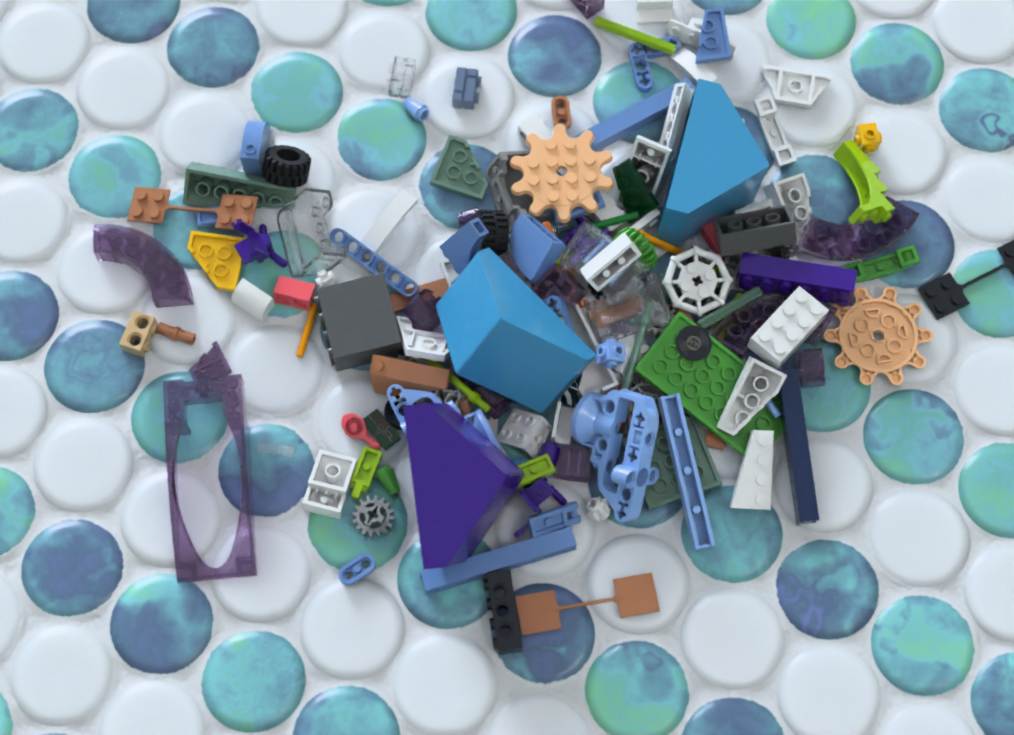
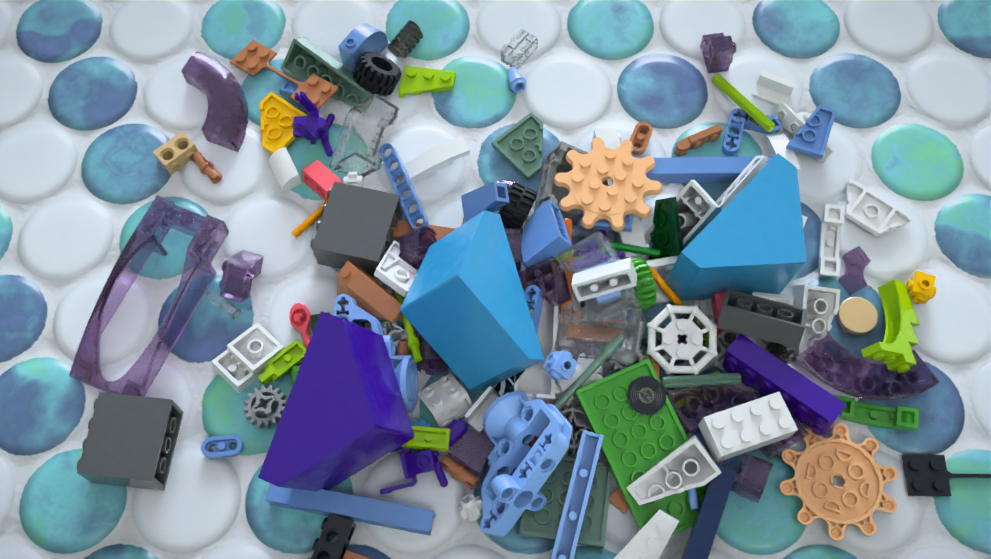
camera: 30 degrees right, 5 degrees down
(210, 365) = (216, 206): clear purple wing -> none
(276, 605) = (130, 441): none -> dark grey brick
(277, 415) = (238, 275): none -> clear purple brick
(289, 118) = (405, 40): none -> clear smoke piece
(329, 149) = (419, 80): none -> lime wing
(465, 88) = (568, 81): sand blue brick -> none
(553, 519) = (422, 495): medium blue plate -> none
(572, 486) = (459, 472): none -> nougat pin
(613, 91) = (698, 139): none -> nougat hinge
(808, 155) = (853, 278): none -> clear purple tile
(827, 188) = (857, 316): none -> tan tile

